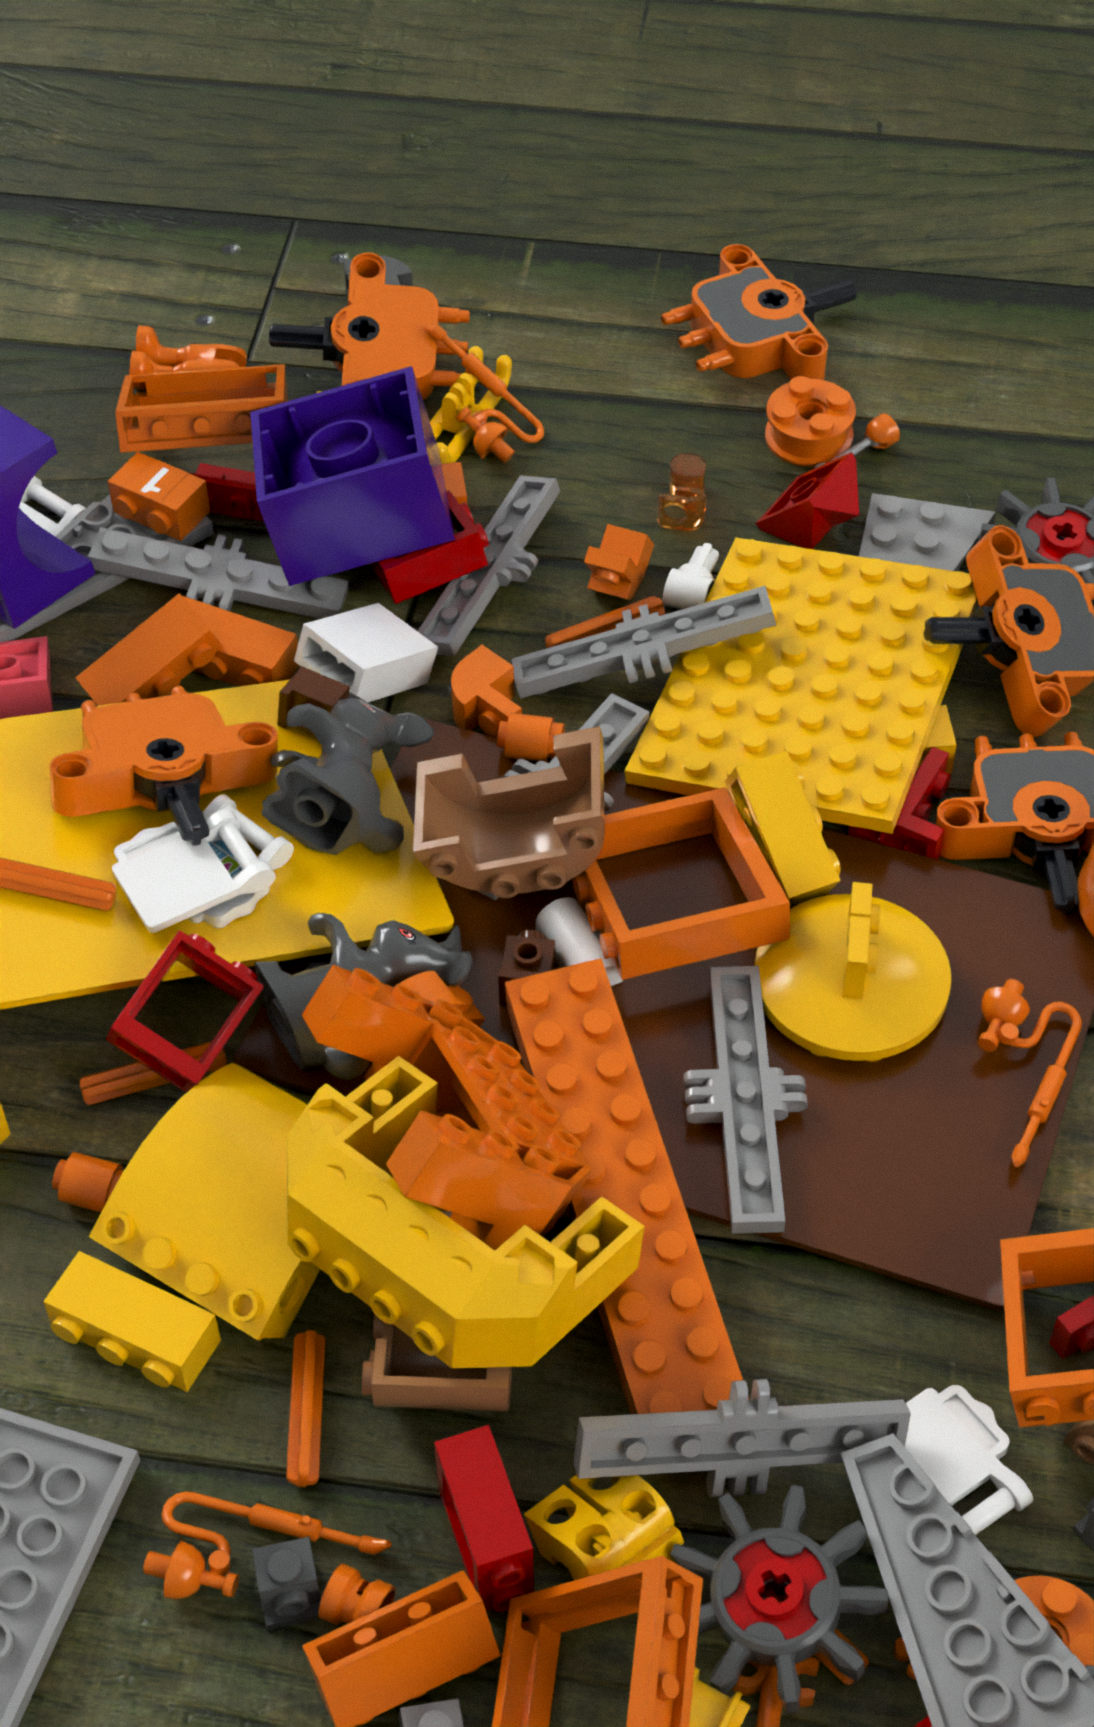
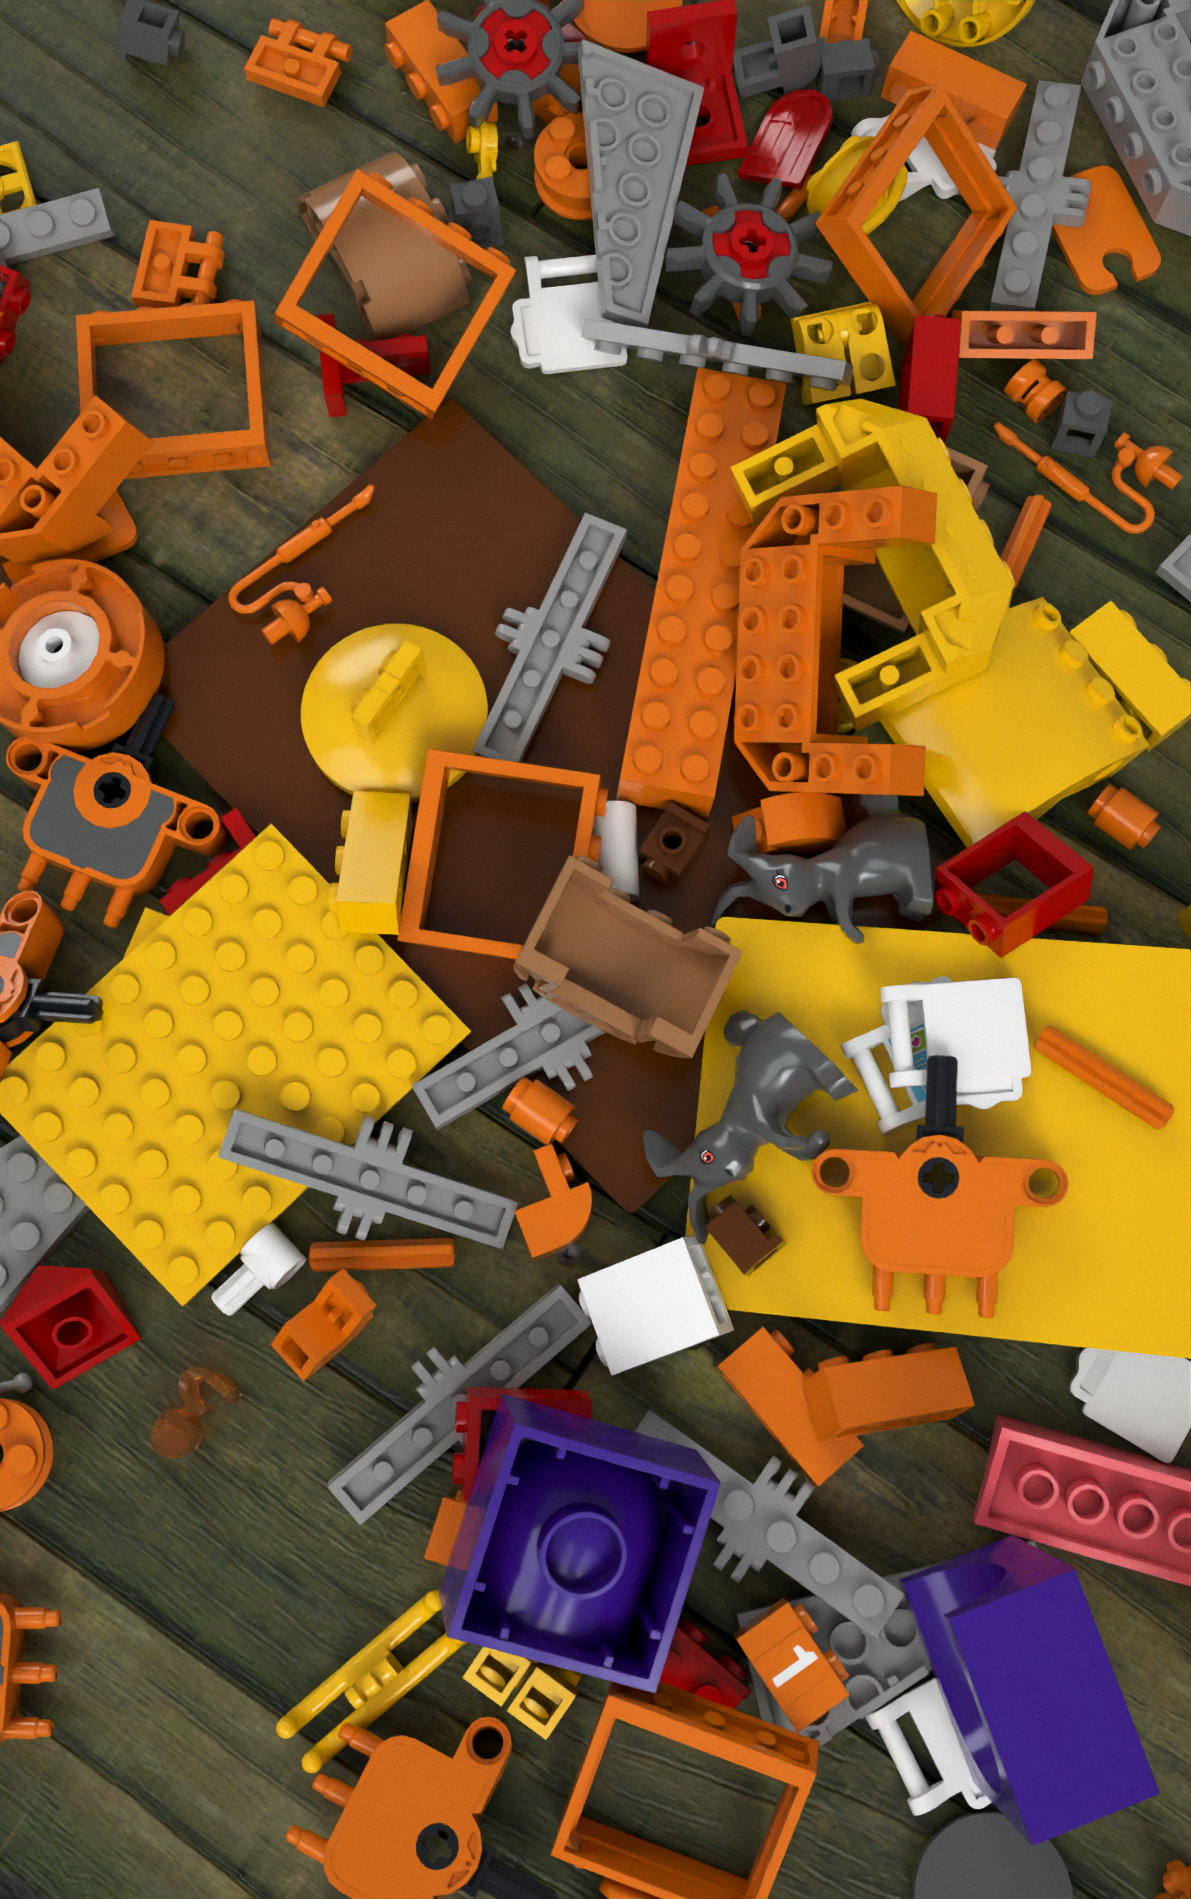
camera: 155 degrees left, 25 degrees up
(489, 435) = (359, 1609): orange piece -> none

